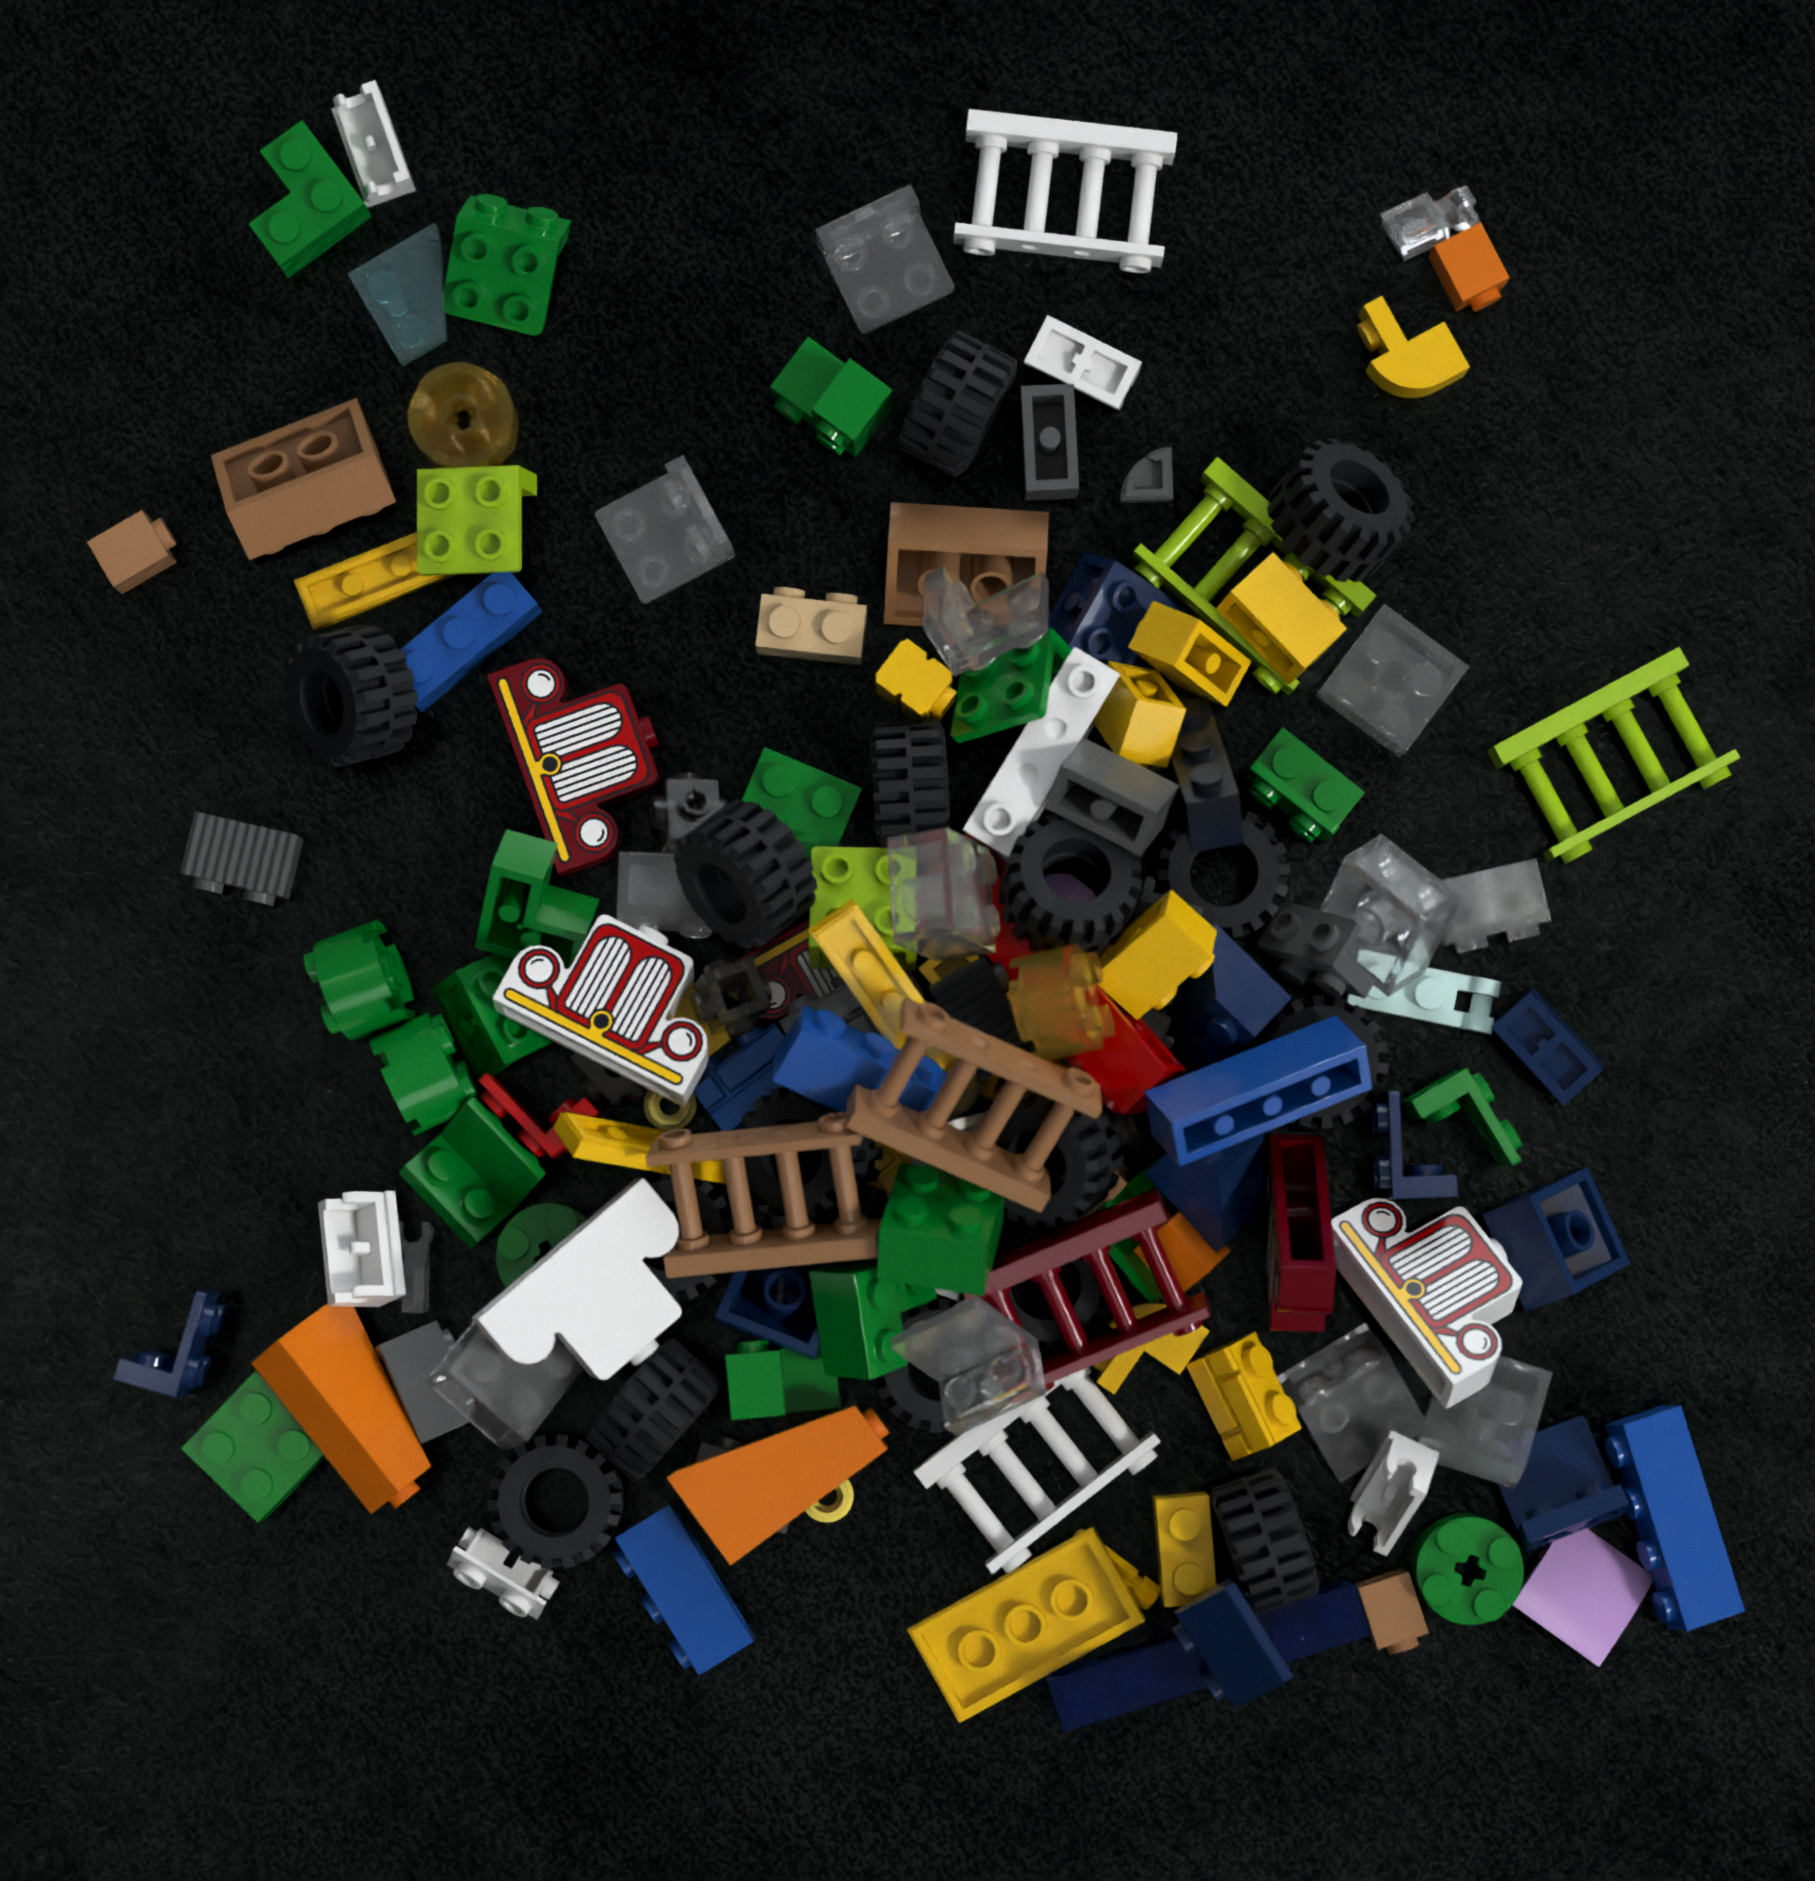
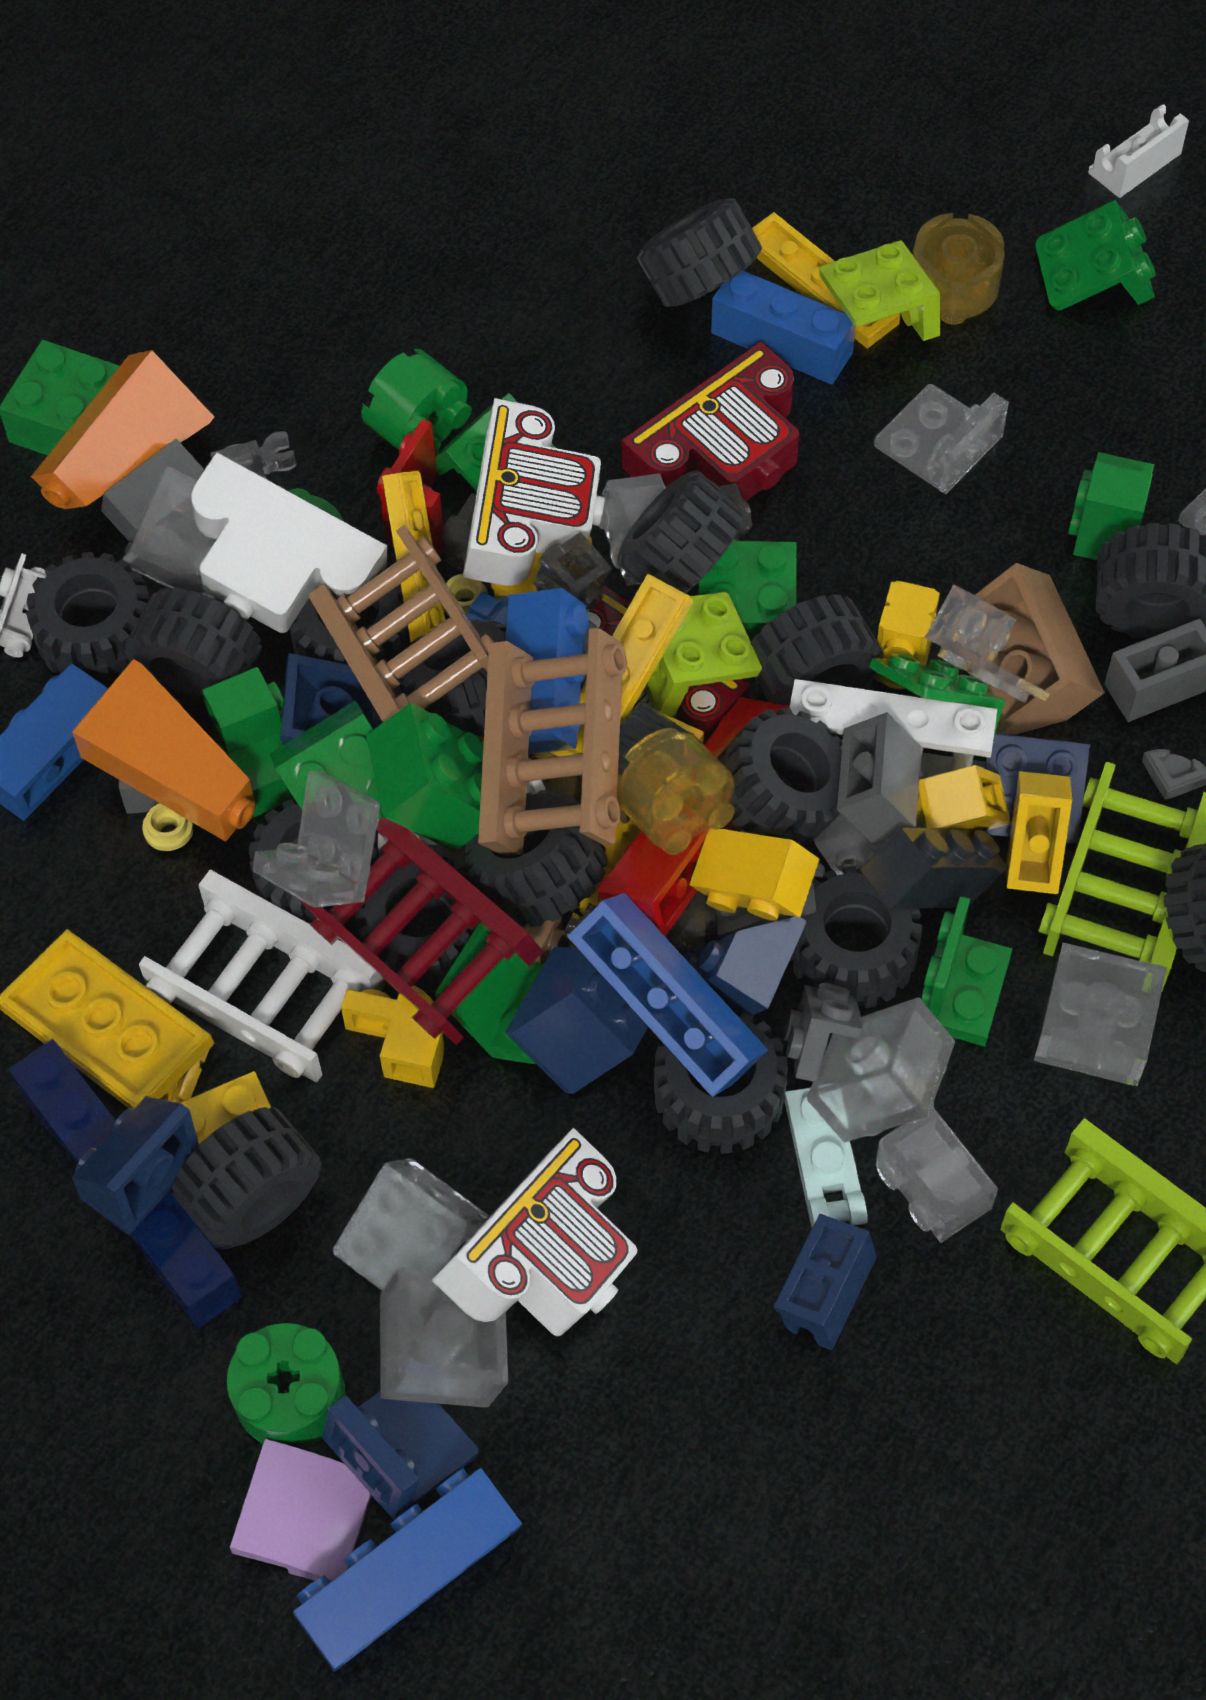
camera: 70 degrees right, 25 degrees down
(133, 550) = (744, 105): medium nougat brick -> none
(190, 1367) = (127, 321): dark blue bracket -> none
(241, 857) = (539, 244): dark grey brick -> none
(302, 479) = (852, 189): medium nougat slope -> none
(319, 205) = (1066, 126): green brick -> none
(360, 982) = (474, 340): green brick -> none
(362, 1249) = (252, 412): white hinge -> none
(406, 294) = (1036, 206): clear light blue wing -> none
(473, 1173) = (346, 466): green bracket -> none
(525, 909) = (595, 415): green brick -> none
(811, 627) = (912, 547): tan brick -> none
(942, 895) = (727, 677): clear brick -> none
(1186, 1250) = (491, 1008): orange brick -> none
(1244, 1396) = (381, 1124): yellow brick -> none
(1281, 617) = (1109, 890): yellow brick -> none
(1299, 1235) = (536, 1092): dark red brick -> none
(1387, 1169) = (651, 1166): dark blue bracket -> none
(1392, 1489) = (341, 1284): white hinge -> none
(1392, 1611) = (215, 1331): medium nougat brick -> none
(1474, 1094) = (739, 1197): green bracket -> none
(1557, 1238) = (643, 1358): dark blue slope -> none

